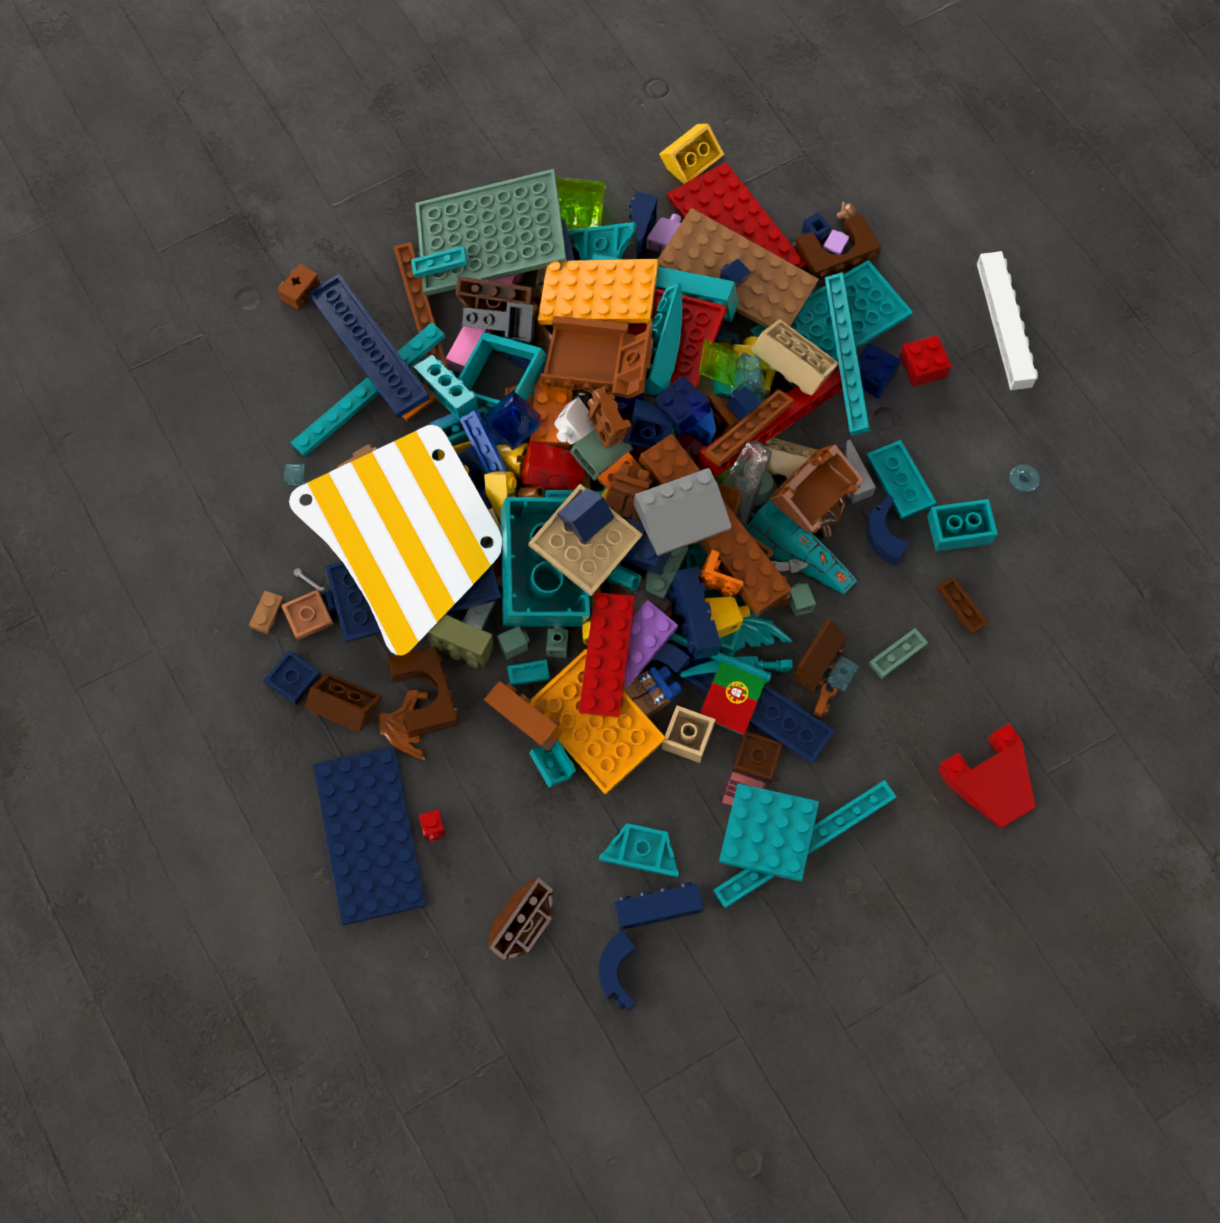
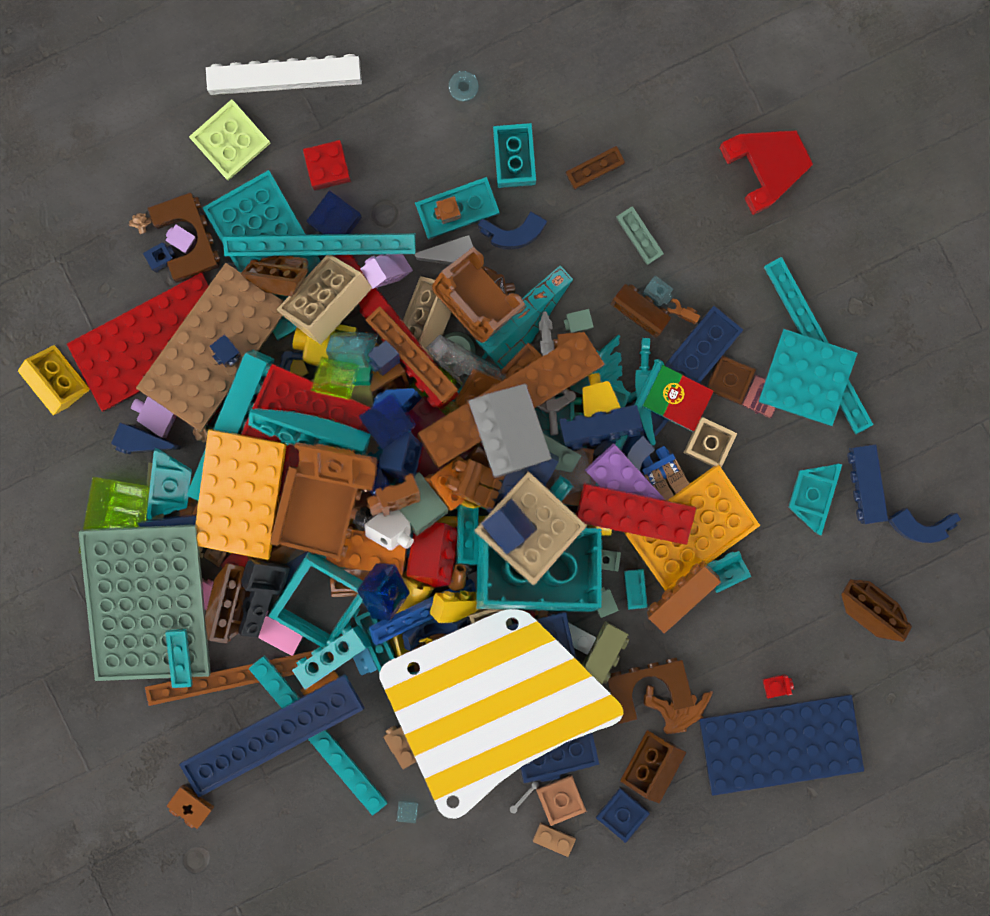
camera: 85 degrees left, 20 degrees up
(714, 580) = (559, 407): orange bracket -> none
(813, 319) = (277, 274): none -> reddish brown wedge
(830, 411) = (385, 269): none -> lavender brick
(897, 465) = (447, 210): none -> dark orange brick
(936, 279) = (229, 140): none -> yellowish green plate

